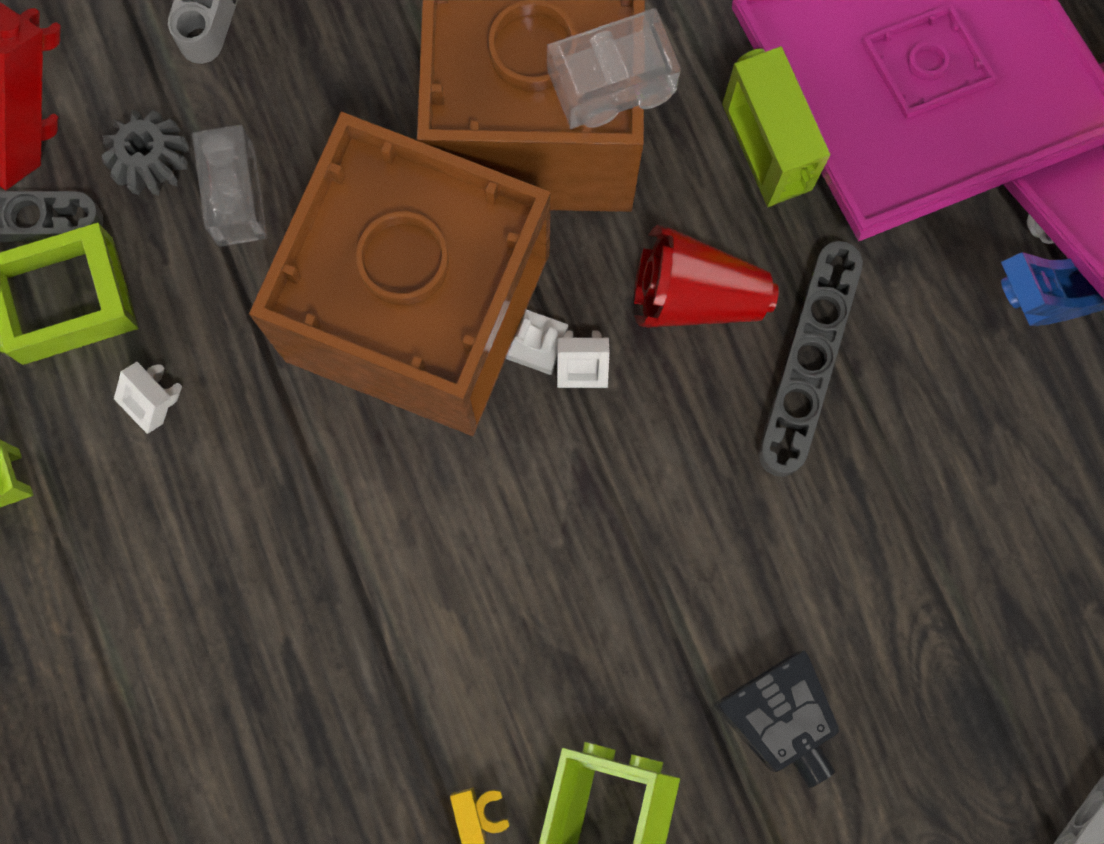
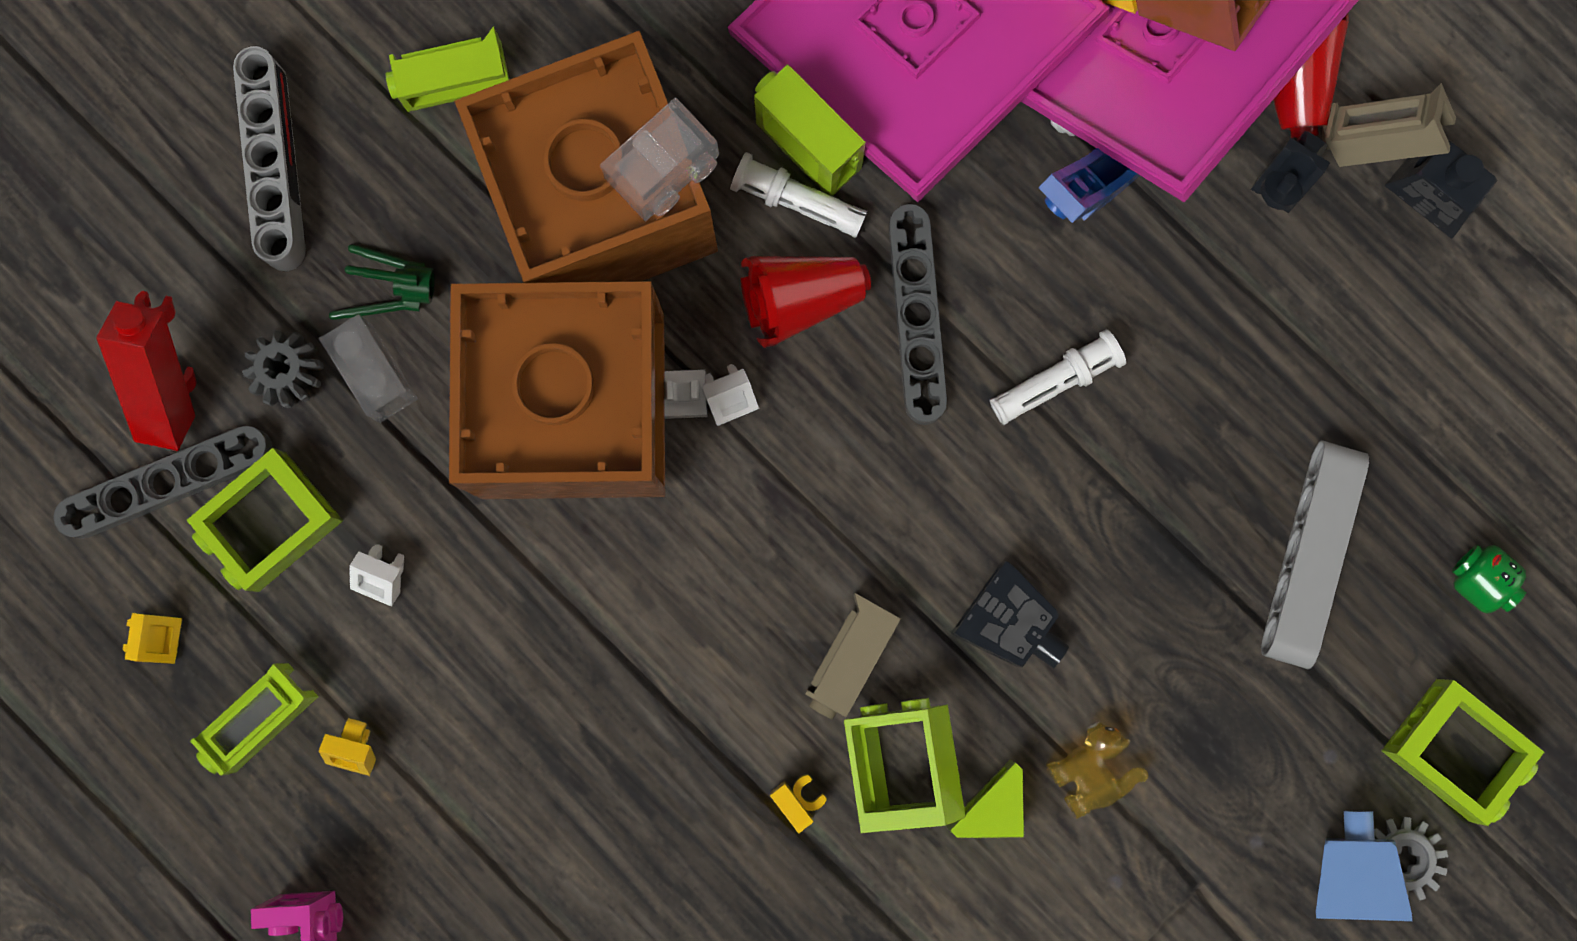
camera: 20 degrees left, 5 degrees up
(38, 562) = (350, 750): none -> yellow tile
(309, 117) = (411, 282): none -> dark green plant
(597, 685) = (851, 658): none -> dark tan window
(720, 174) = (778, 188): none -> white pin
(956, 480) = (1076, 368): none -> white pin

